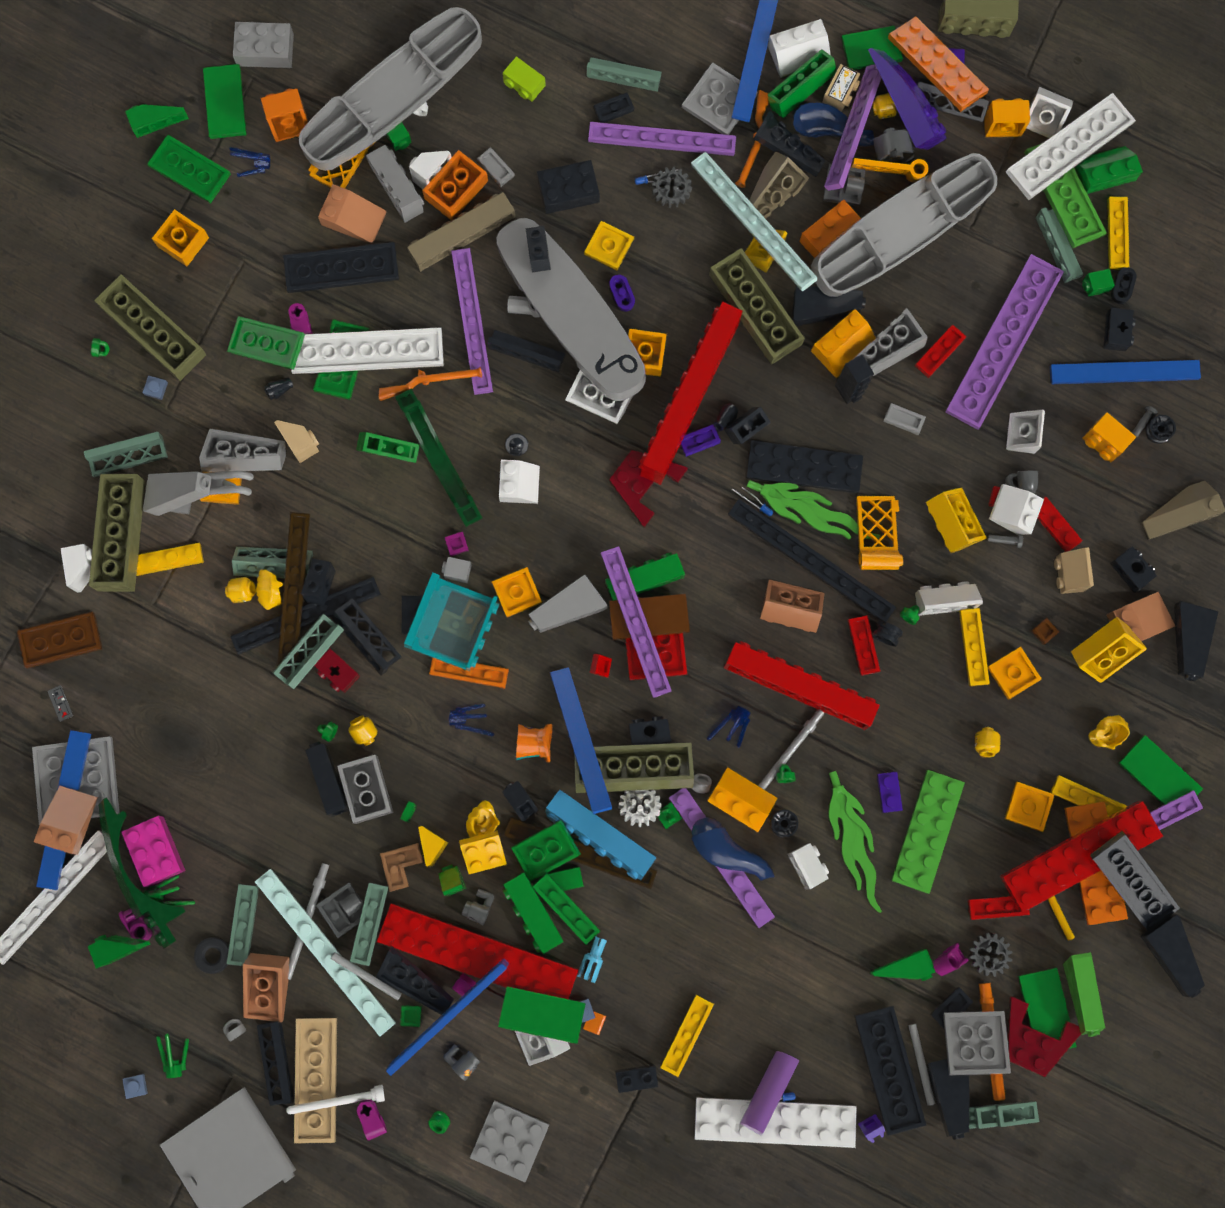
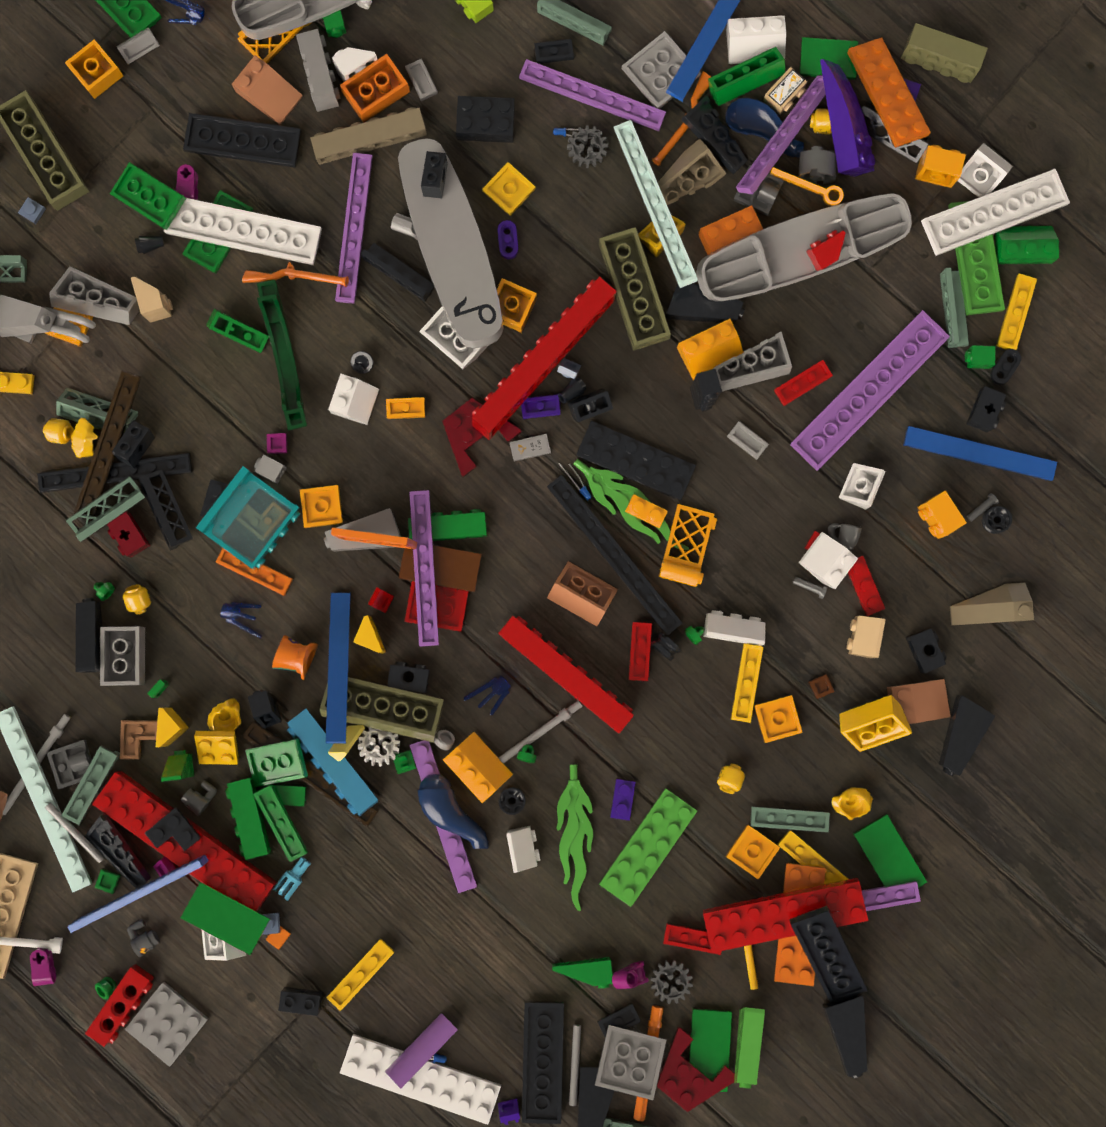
camera: 20 degrees right, 5 degrees up
(216, 205) = (138, 45): none -> light grey tile
(444, 1165) = (99, 1030): none -> red brick
(465, 938) = (173, 825): none -> black plate
(571, 476) = (405, 408): none -> light orange plate
(581, 604) = (373, 538): none -> orange tile
(601, 703) = (368, 636): none -> yellow slope
(606, 818) = (339, 751): none -> light yellow slope
(700, 482) = (530, 447): none -> light grey tile
(716, 397) = (568, 368): none -> sand blue plate
(829, 511) = (646, 511): none -> light orange plate
(926, 223) = (828, 251): none -> red slope
(955, 519) = (767, 553): yellow slope -> none
(1055, 765) = (789, 819): none -> sand green plate

